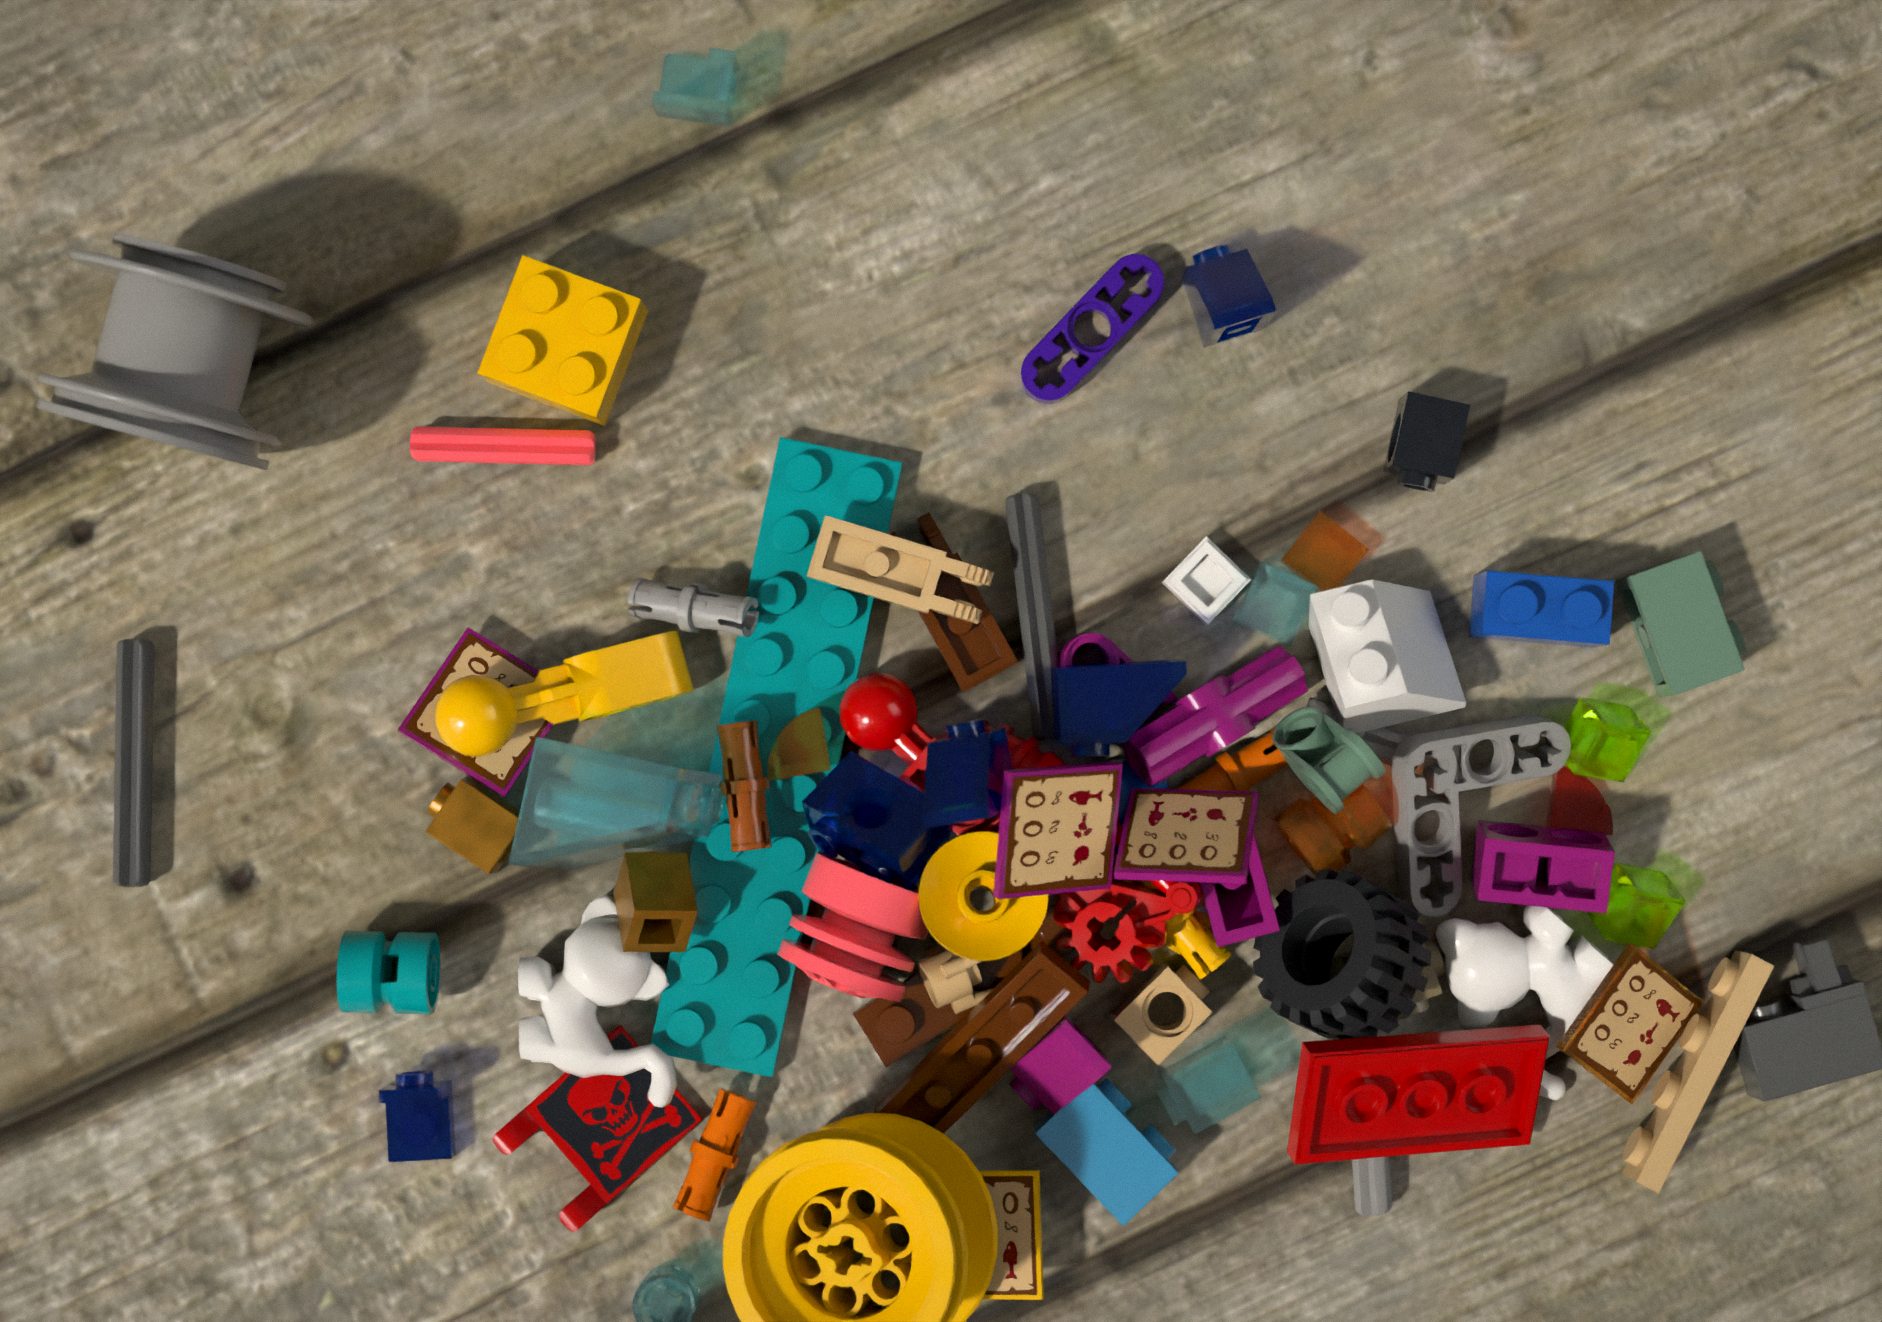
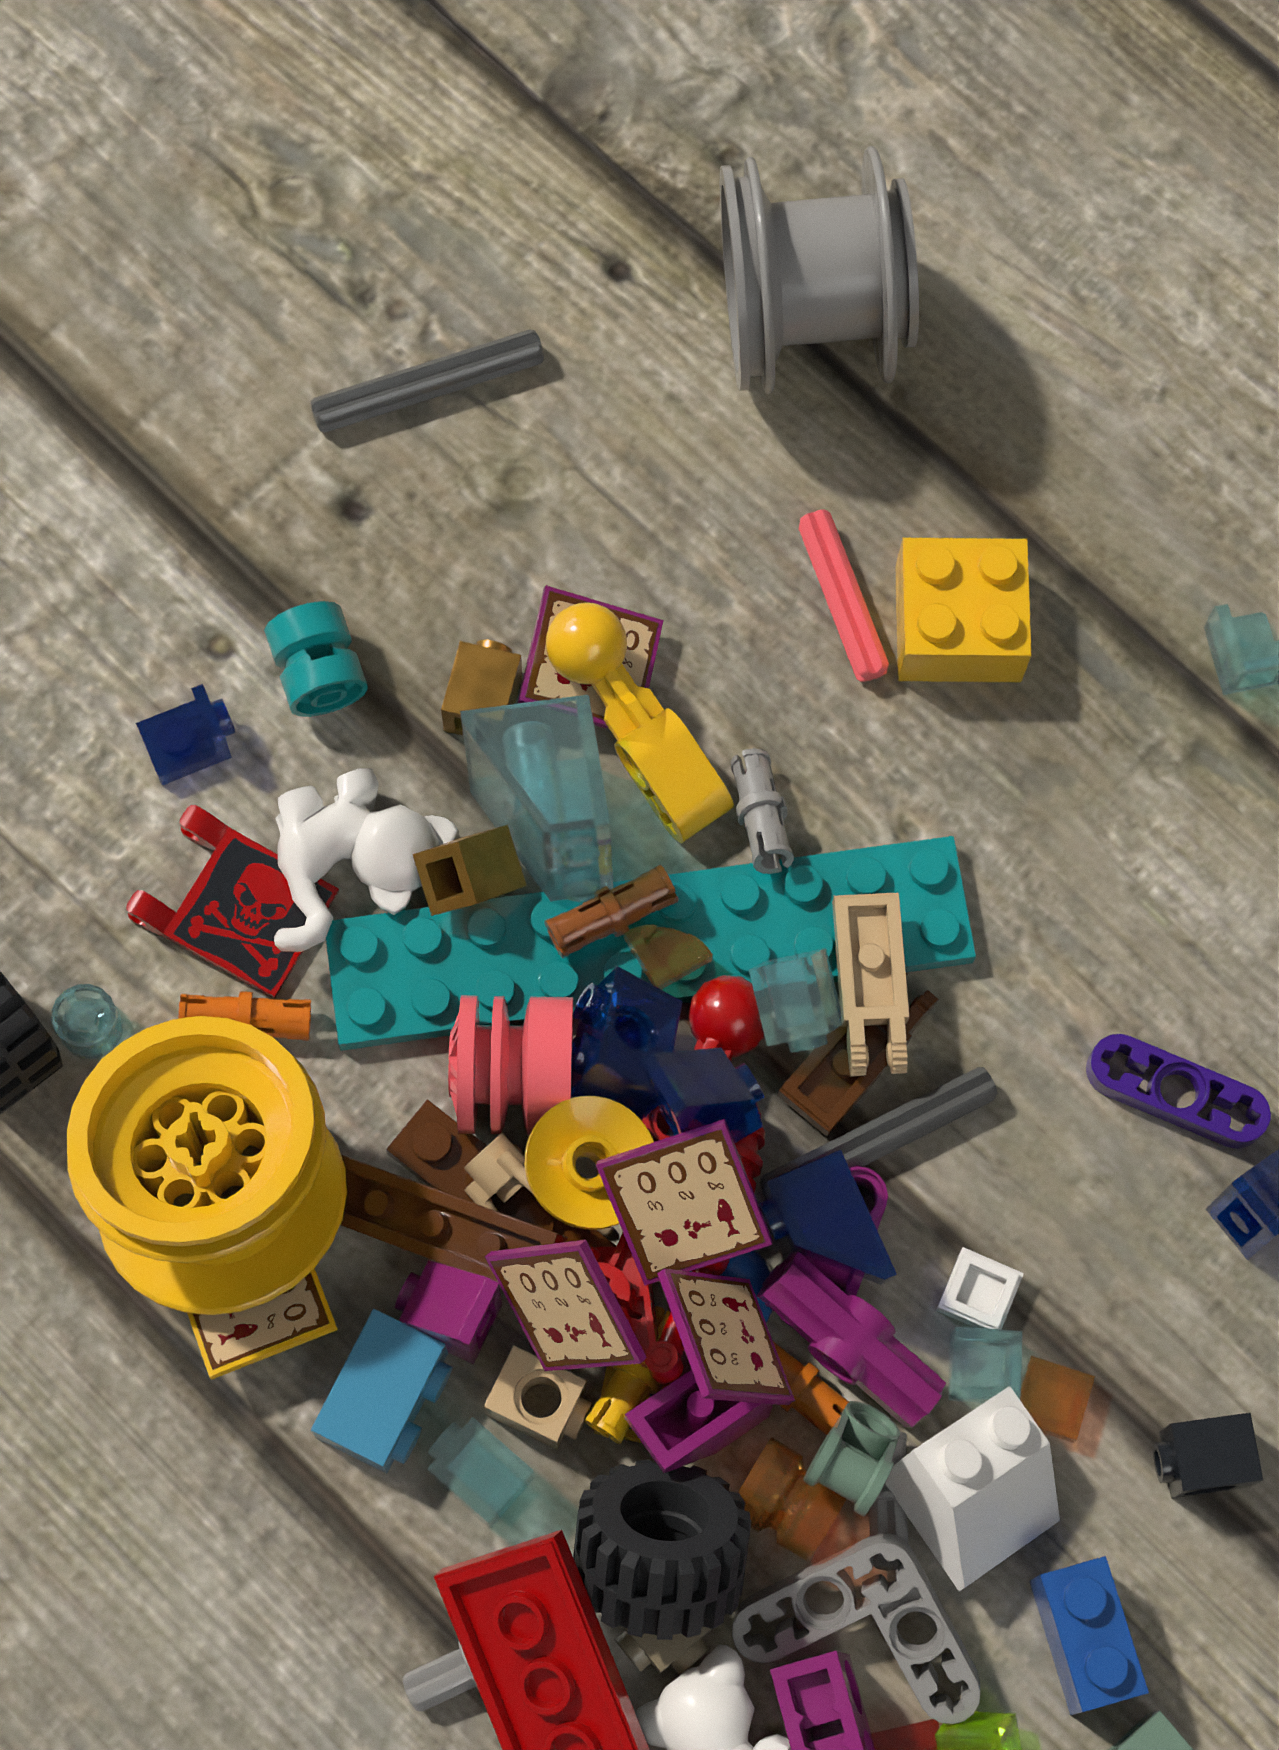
camera: 60 degrees right, 15 degrees down
(890, 647) = (797, 1000): none -> clear light blue brick
(1111, 970) = (565, 1306): none -> piece

